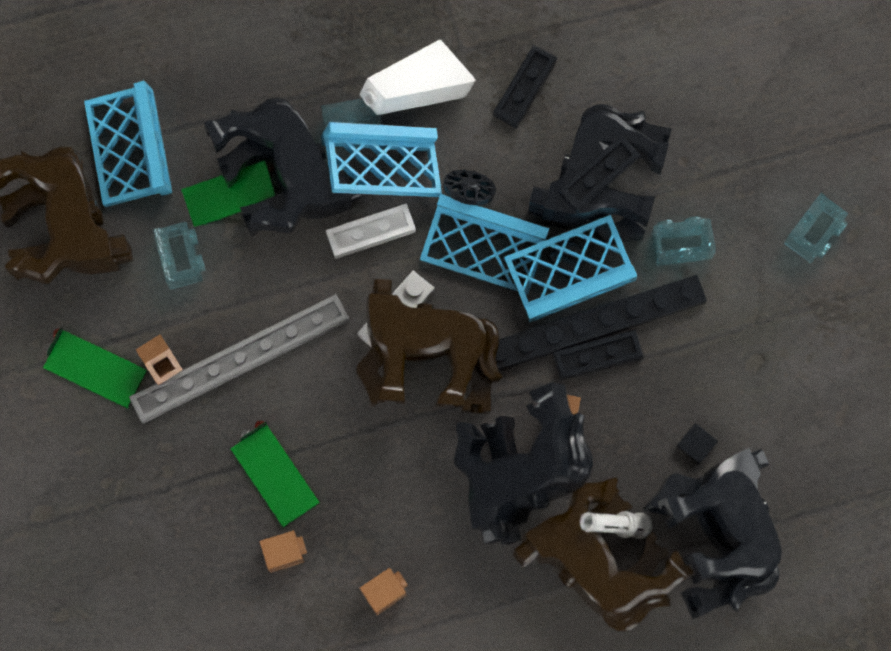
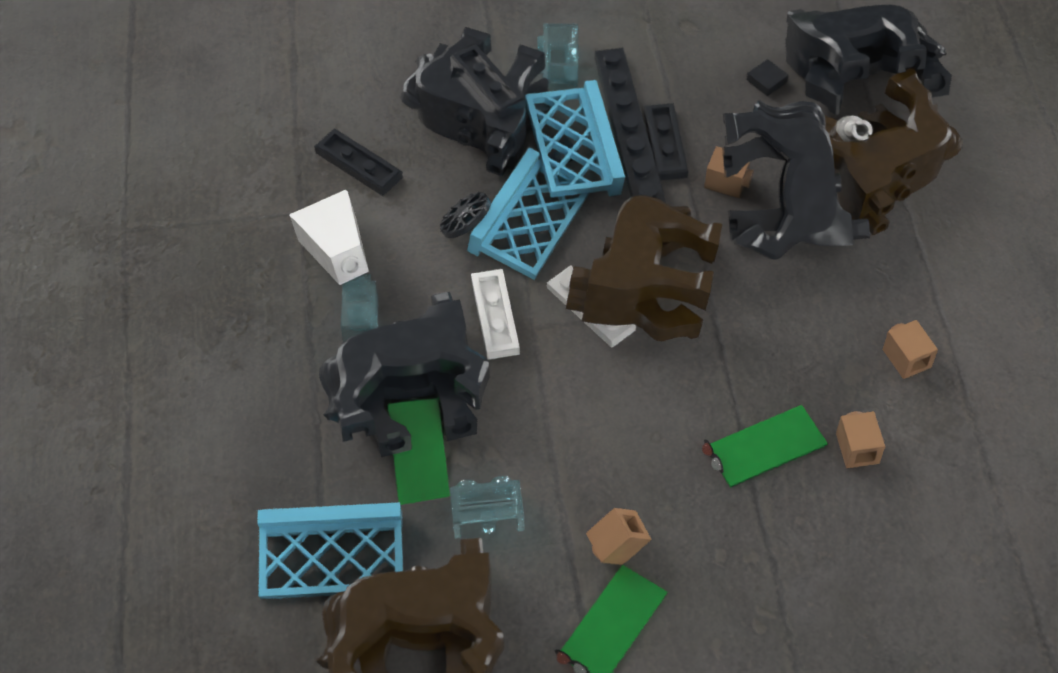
camera: 80 degrees left, 20 degrees down
(239, 358) = (625, 465): light grey tile -> none
(378, 138) = (398, 273): medium azure fence -> none

